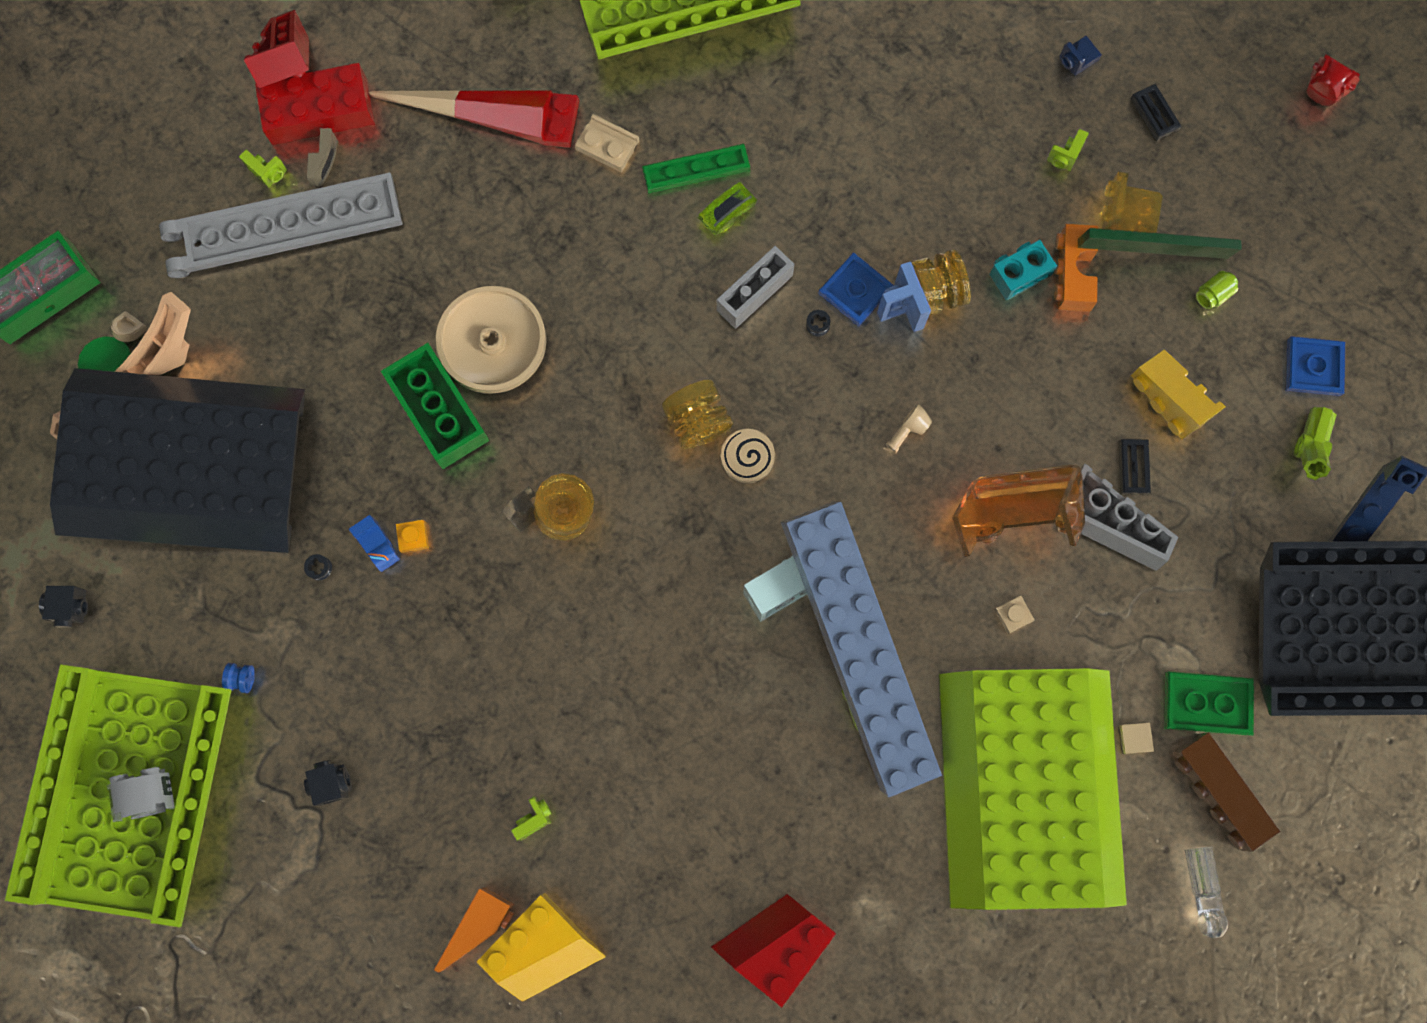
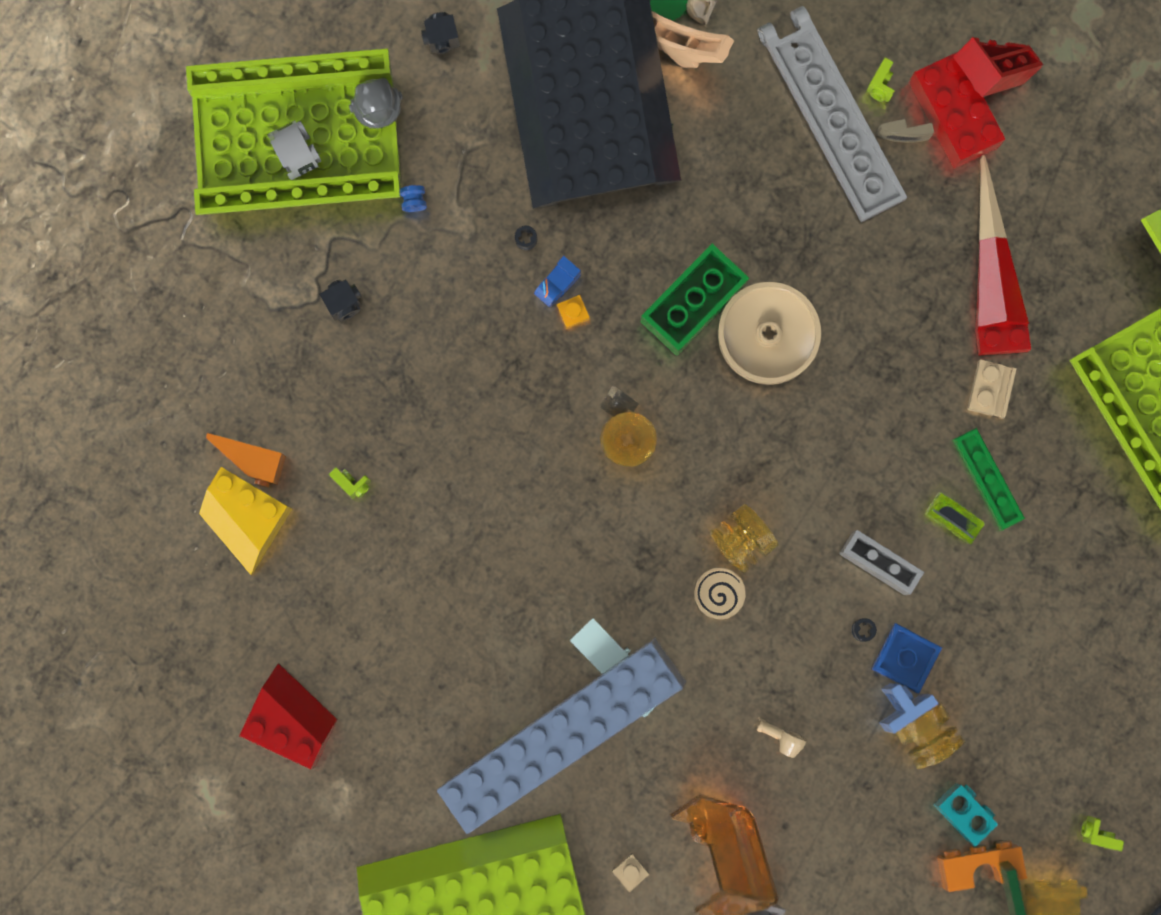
camera: 75 degrees right, 5 degrees up
(118, 692) = (376, 103): none -> dark grey helmet

